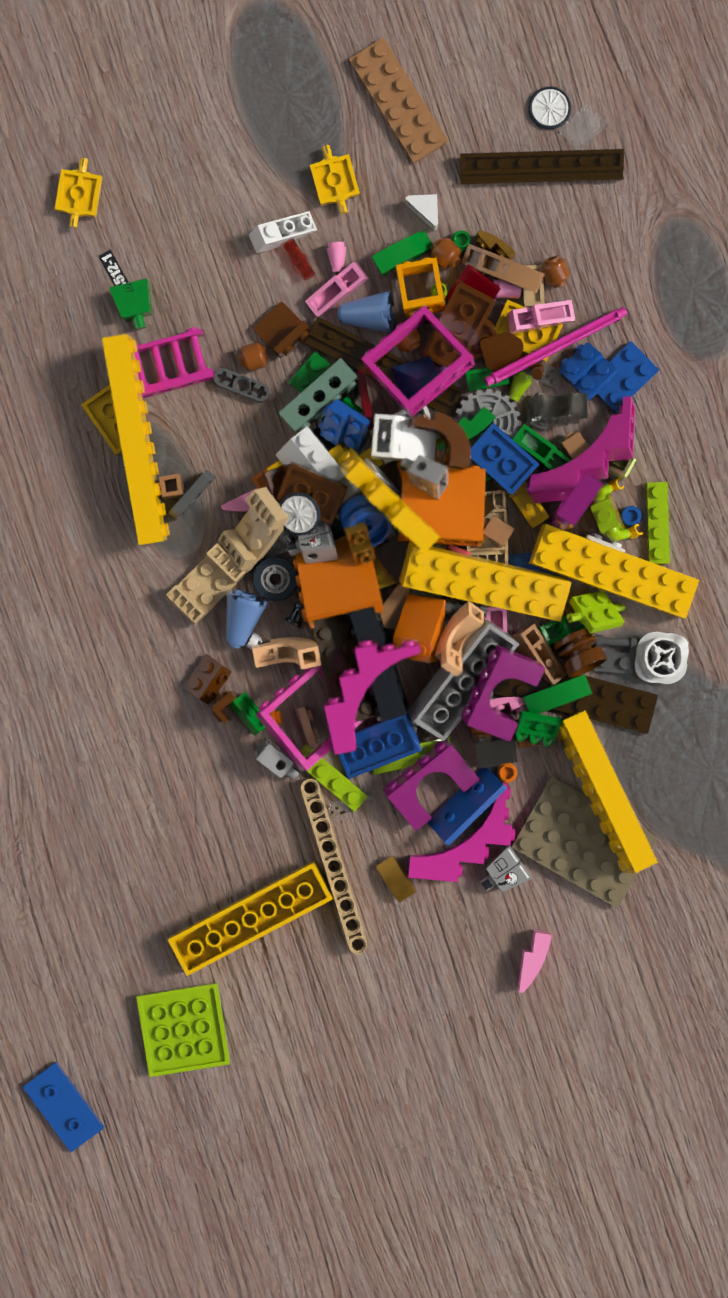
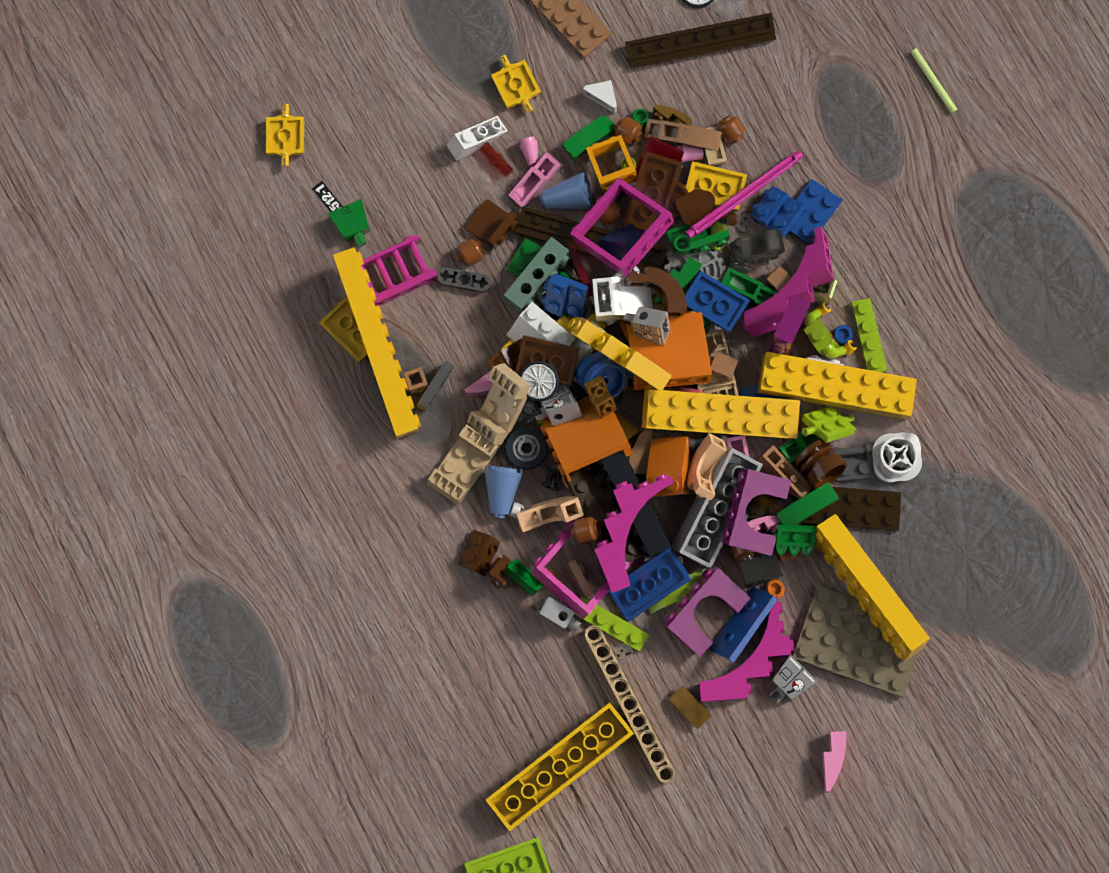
camera: 10 degrees left, 10 degrees down
(320, 682) = (586, 530): none -> dark orange head
(500, 395) = (701, 245): none -> green plate
(531, 511) = (751, 346): yellow plate -> none
(540, 316) = (725, 170): bright pink slope -> none

